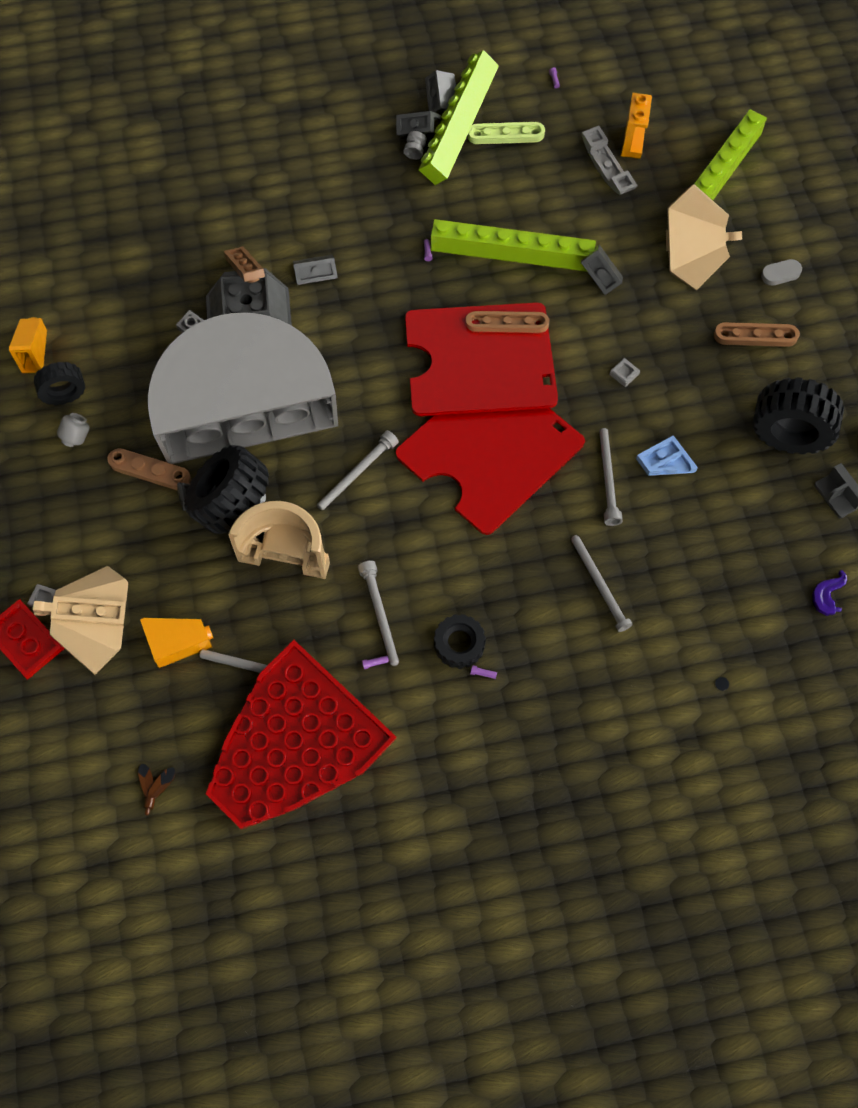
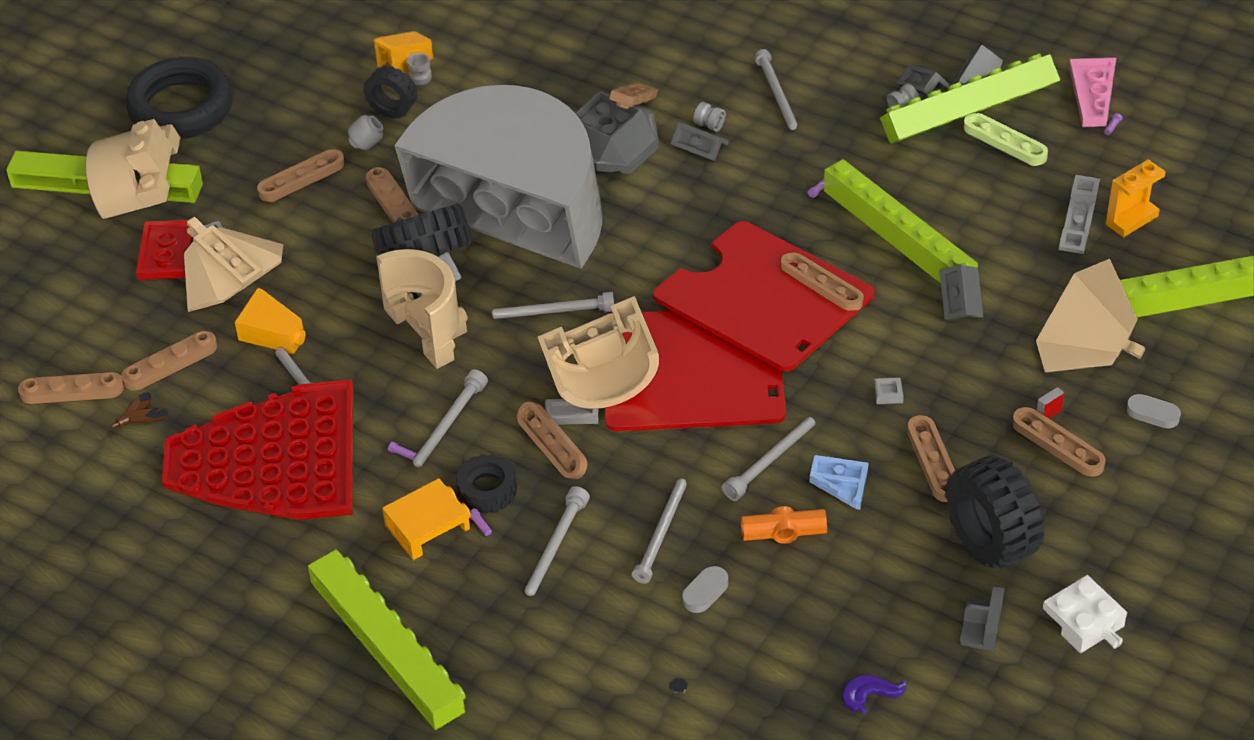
camera: 45 degrees right, 20 degrees down
(52, 347) = (419, 68): none -> light grey wheel
(59, 500) = (300, 175): none -> medium nougat plate
(77, 809) = (71, 388): none -> medium nougat plate
(128, 726) = (169, 360): none -> medium nougat plate
(288, 173) = (763, 58): none -> light grey bar
(303, 245) = (709, 116): none -> light grey wheel
(448, 492) = (606, 366): none -> tan piece
(451, 541) = (566, 413): none -> light grey tile
(451, 700) = (425, 516): none -> light orange panel
(467, 574) = (552, 440): none -> medium nougat plate
(515, 55) = (1092, 88): none -> bright pink wing
(523, 811) = (387, 639): none -> lime brick
(528, 606) = (575, 501): none -> light grey piece
(669, 519) = (783, 524): none -> orange piece
(669, 603) = (705, 589): none -> light grey tile
(702, 401) = (931, 454): none -> medium nougat plate
(728, 310) = (1051, 403): none -> tile

